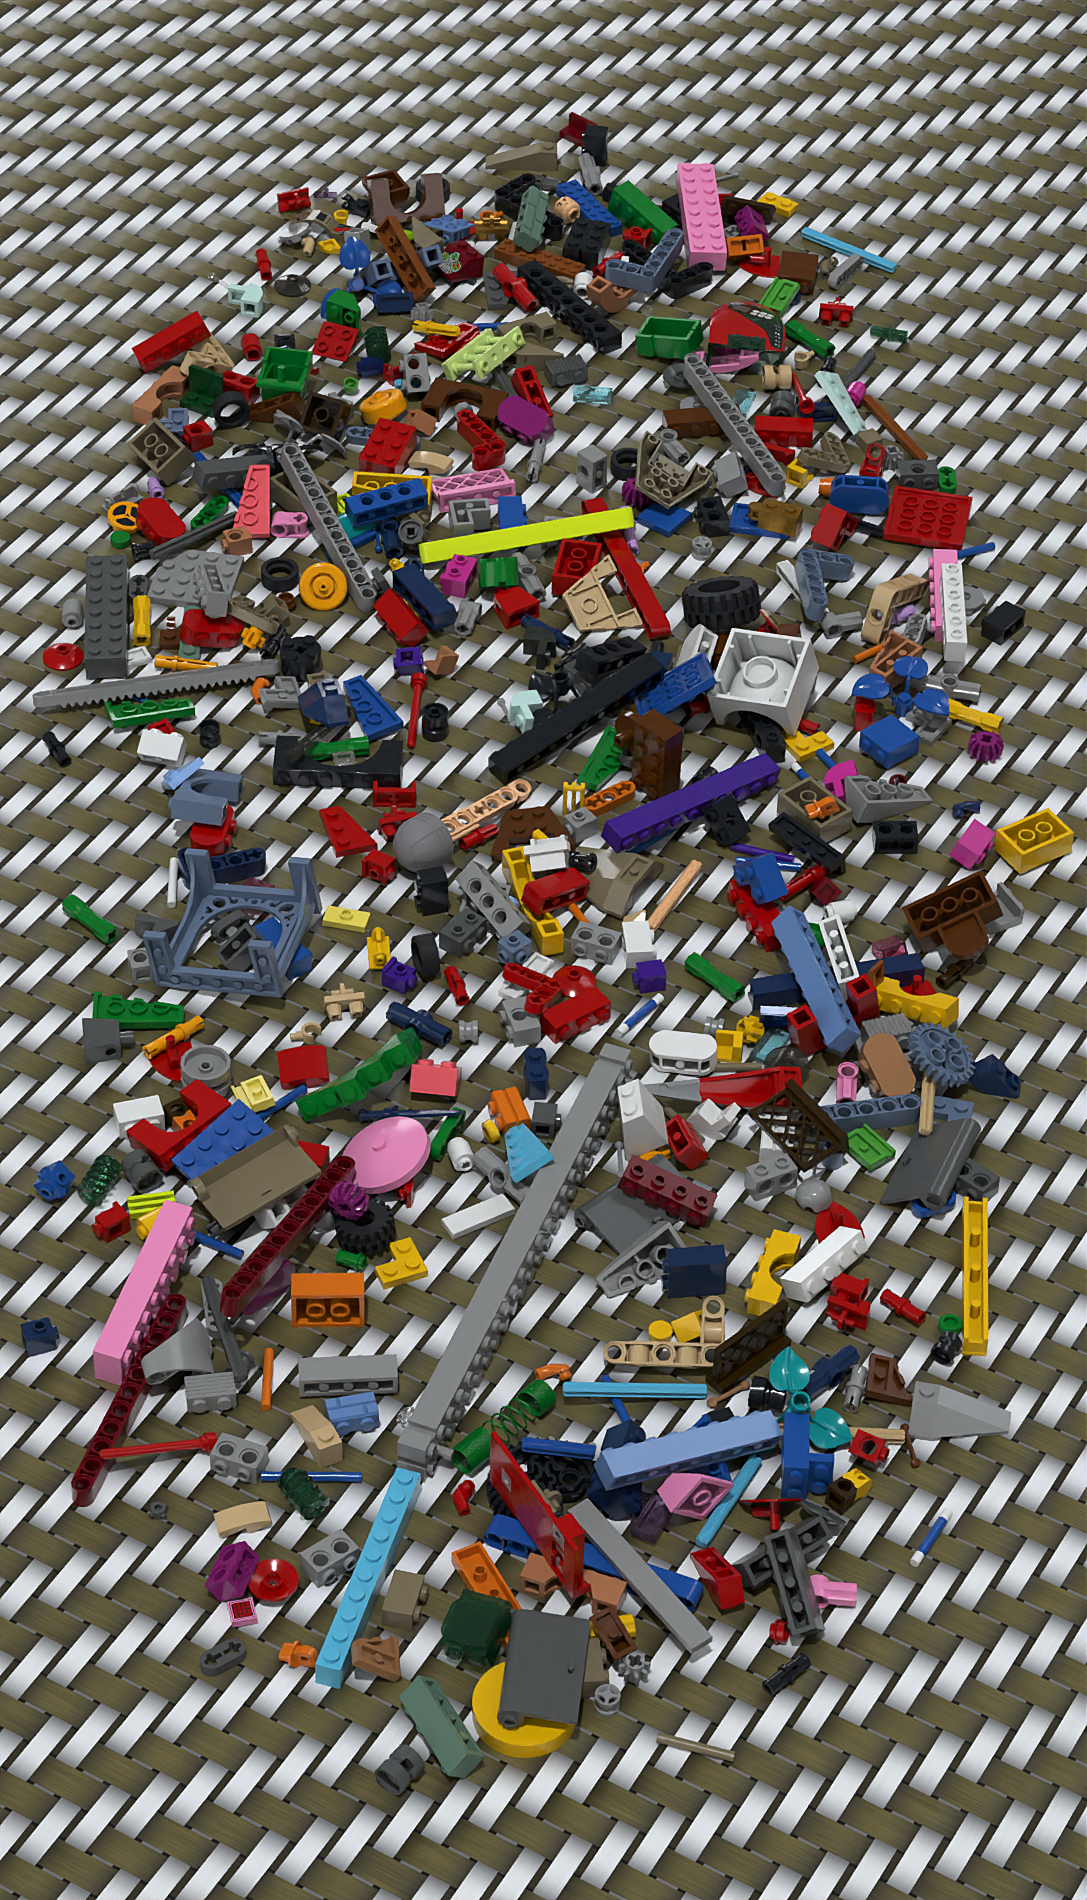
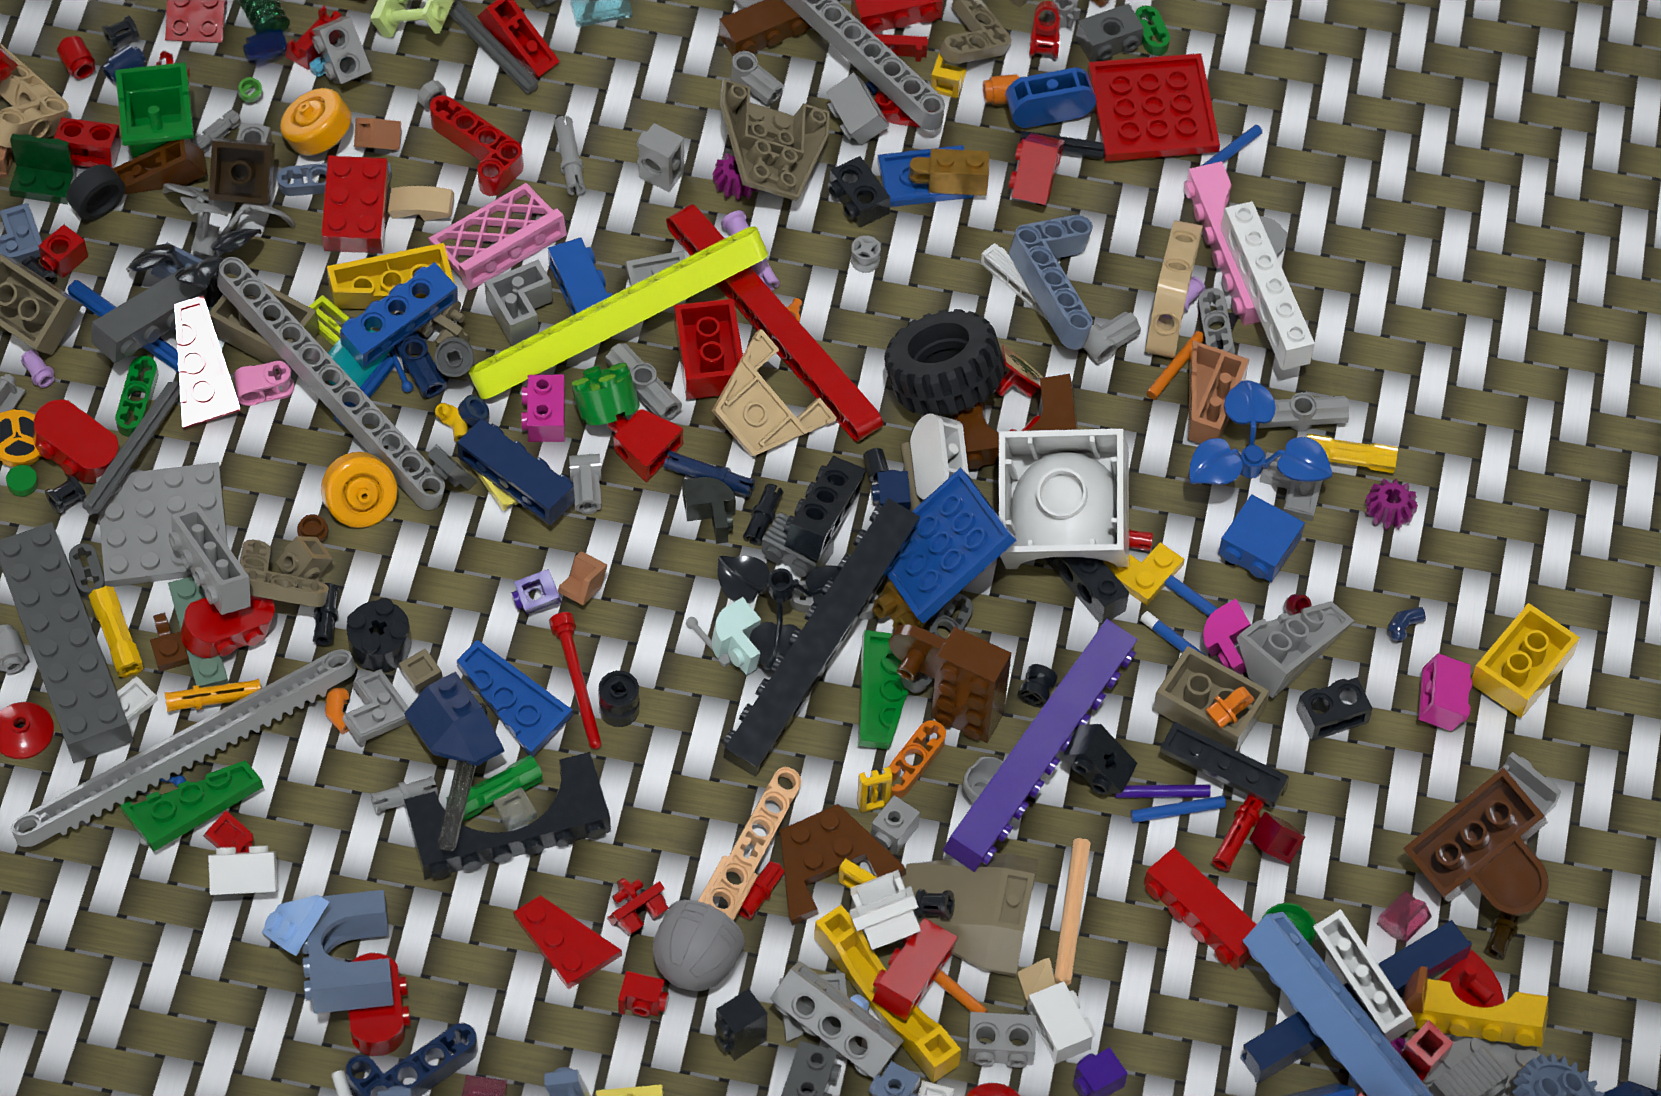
camera: 20 degrees left, 15 degrees up
(56, 749) = (83, 916): black pin -> none
(209, 734) = (301, 812): black wheel -> none
(237, 541) = (201, 428): nougat brick -> none
(253, 637) = (293, 617): light orange gear -> none
(279, 584) = (284, 461): black tyre -> none
(394, 796) = (610, 850): red hinge -> none
(400, 618) = (494, 517): red brick -> none
(448, 393) = (399, 64): reddish brown arch -> none
(525, 420) = (530, 90): magenta brick -> none
(621, 456) = (702, 144): black tyre -> none
(664, 520) = (789, 216): blue tile -> none
(703, 969) = (1209, 1056): green axle -> none
(763, 876) = (1201, 861): blue brick -> none
(844, 908) = (1312, 870): white brick -> none
(863, 713) = (1207, 499): red brick -> none
(1002, 622) = (1328, 270): black brick -> none

